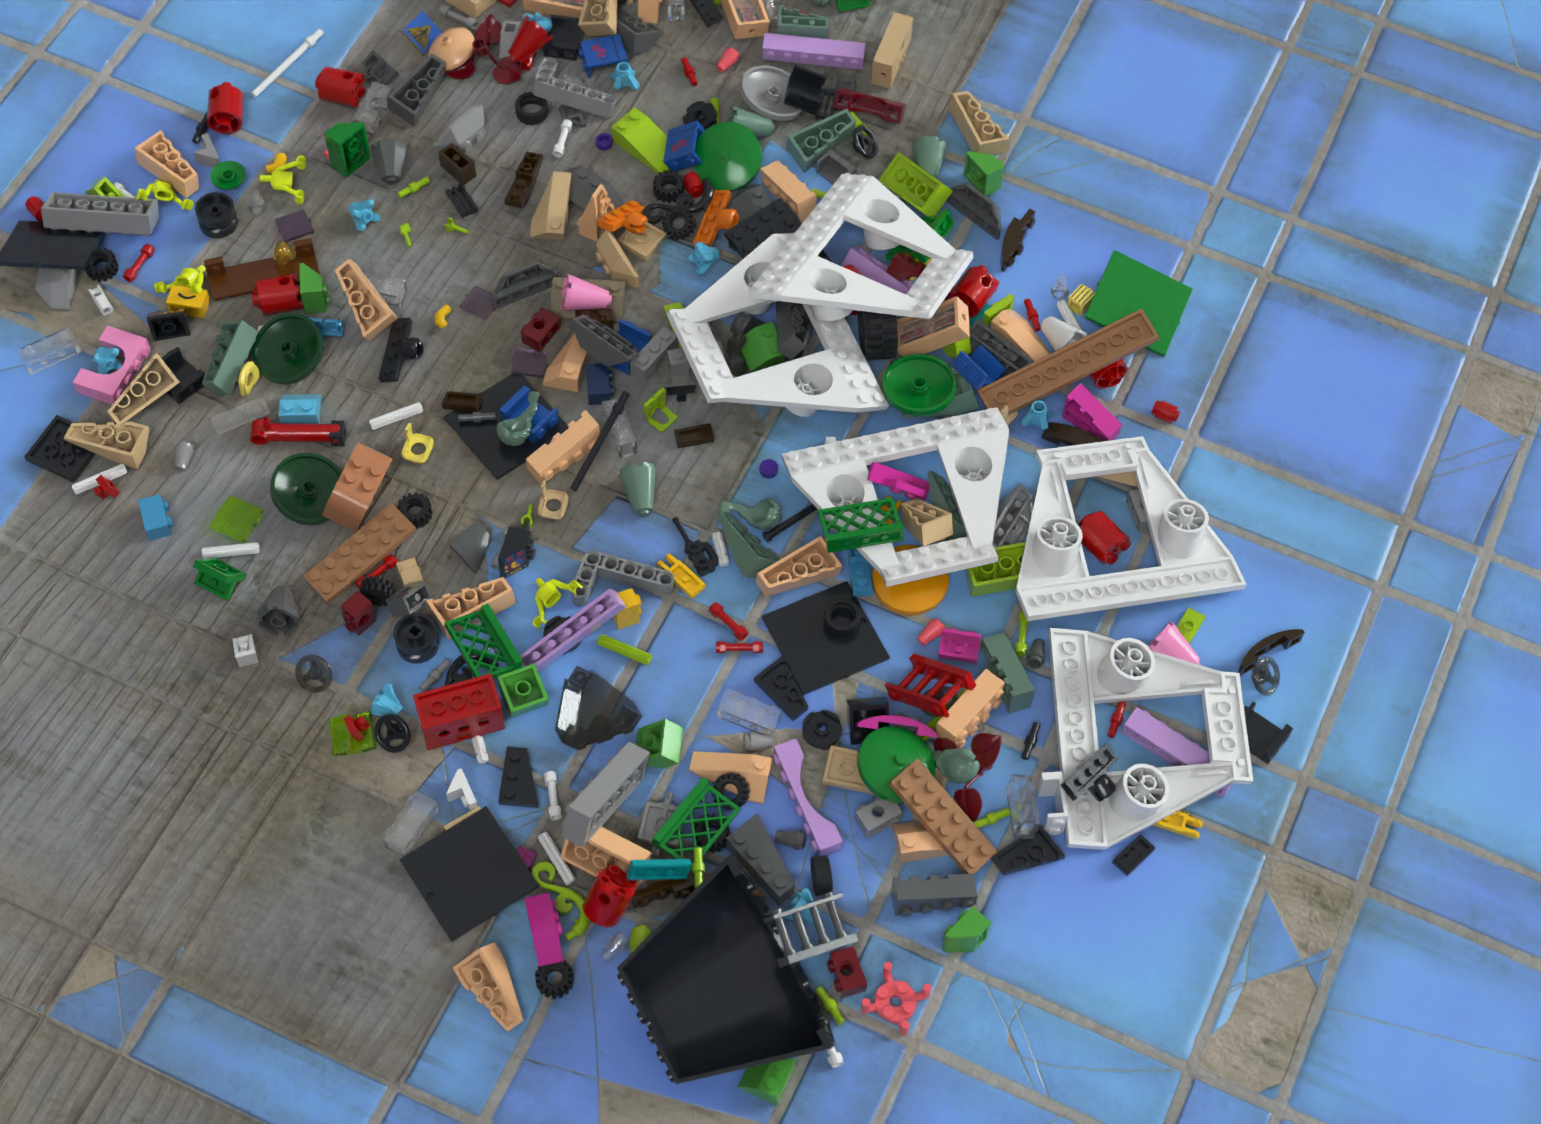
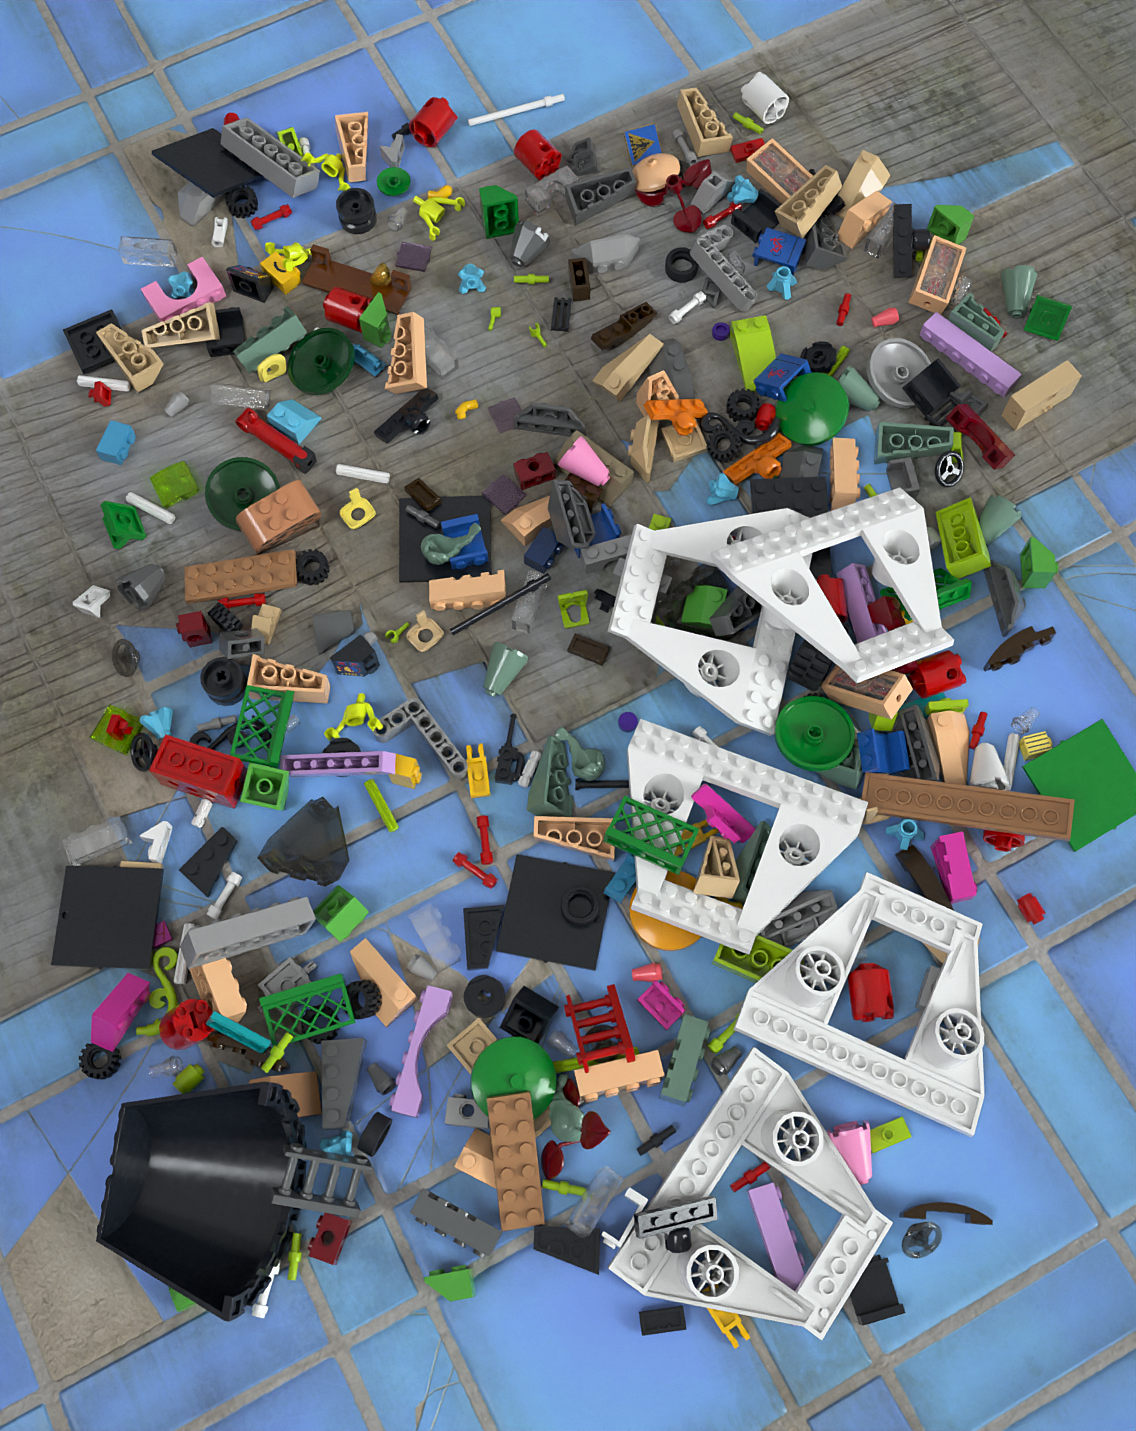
camera: 40 degrees right, 10 degrees up
(489, 979) = (52, 1017): light nougat wedge -> none
(528, 40) = (721, 200): red cone -> none
(895, 989) = (337, 1300): coral plate -> none
(920, 728) = (546, 1039): dark pink slope -> none
(977, 126) = (1065, 521): tan wedge -> none

